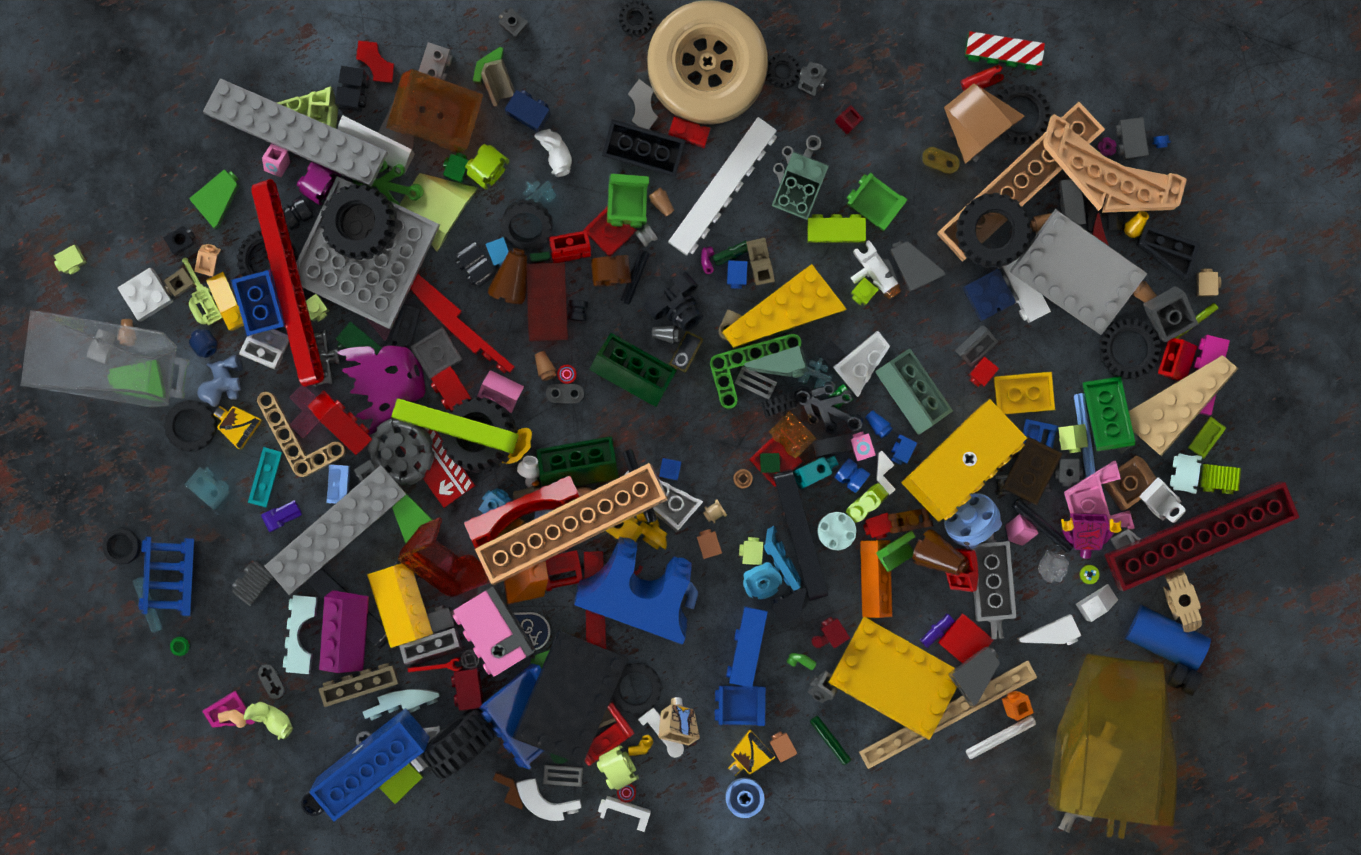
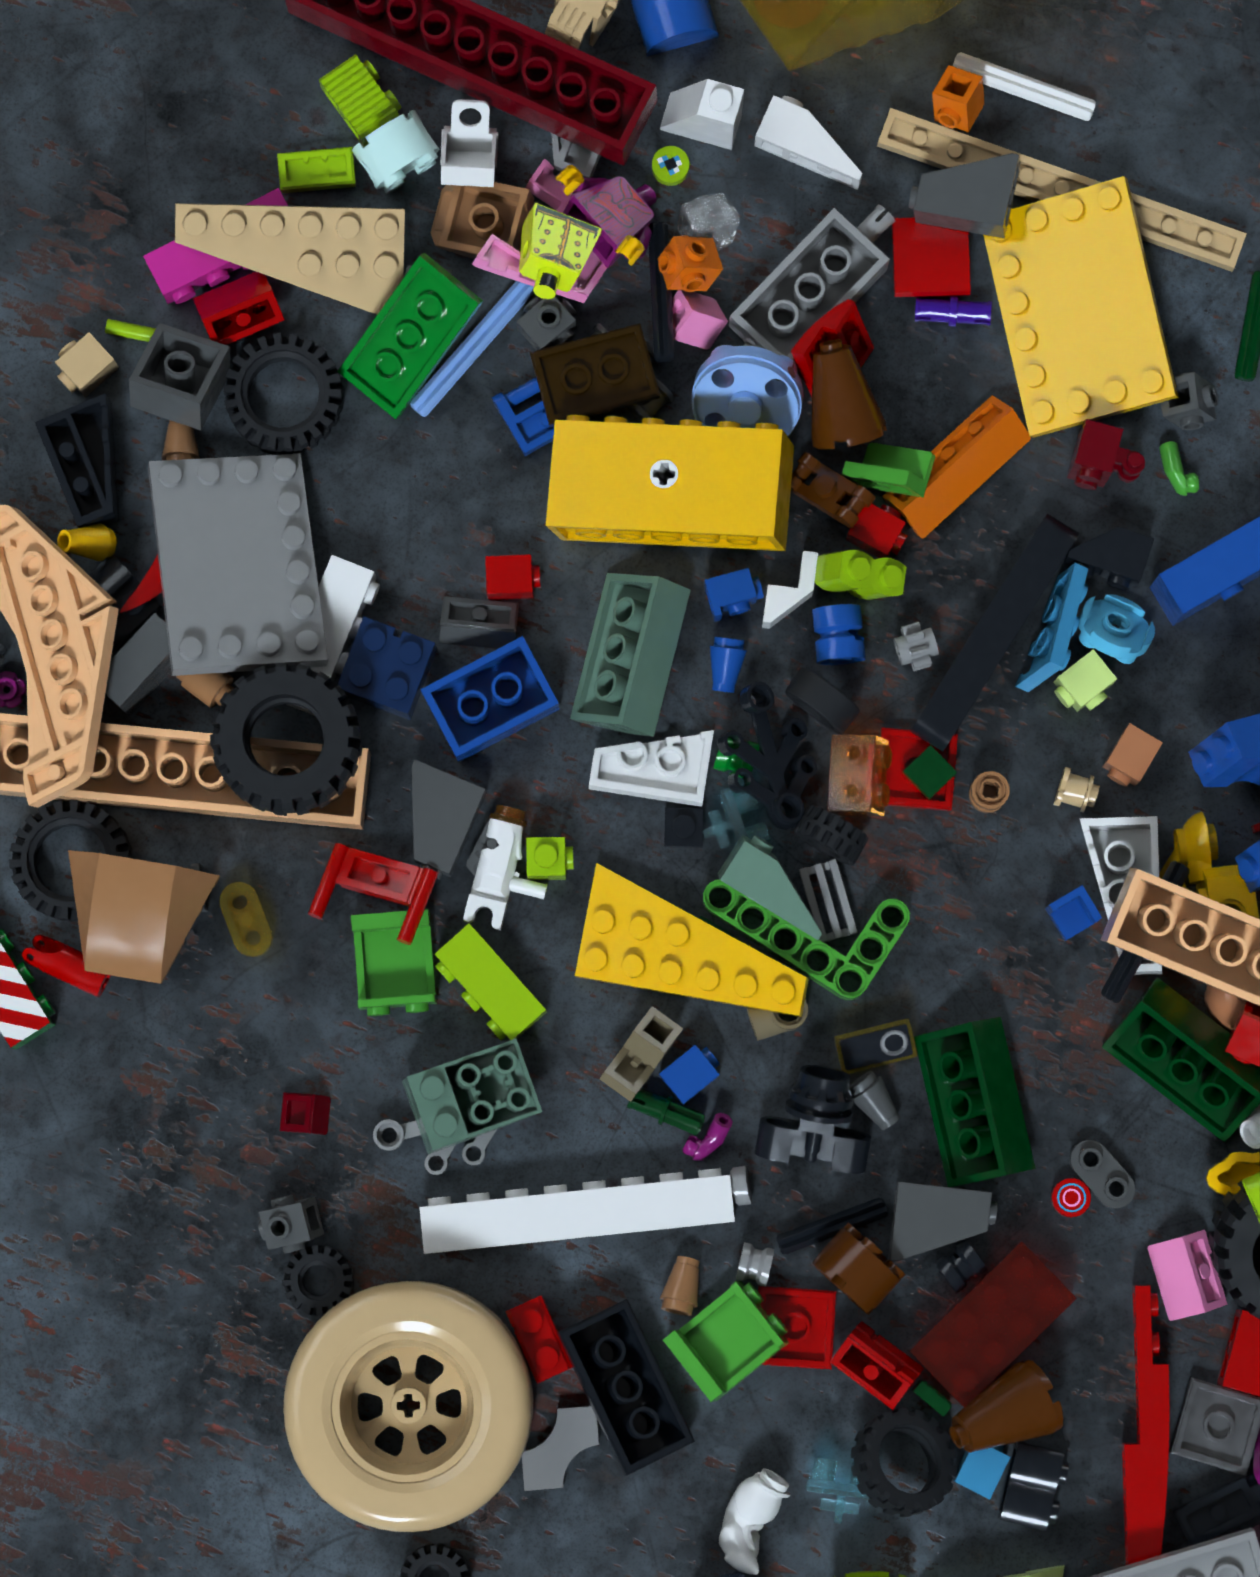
camera: 130 degrees left, 5 degrees down
(544, 366) = (1090, 1241): medium nougat cone -> none
(603, 318) = (936, 1216): none -> dark grey slope
(679, 256) = (741, 1185): none -> light grey tile
(692, 594) = (1232, 711): medium blue arm -> none
(808, 474) = (897, 701): teal torso -> none
(821, 500) = (916, 646): none -> light grey gear
(836, 531) = (941, 584): light aqua brick -> none
(862, 446) = (781, 658): bright pink brick -> none
(913, 222) = (378, 878): none -> red plate
(943, 322) = (490, 699): none -> blue brick
(1024, 393) = (487, 490): yellow plate -> none
(1043, 544) = (690, 263): none -> orange brick
(1073, 438) = (491, 360): yellowish green brick -> none
(1093, 496) = (554, 249): none -> neon yellow torso

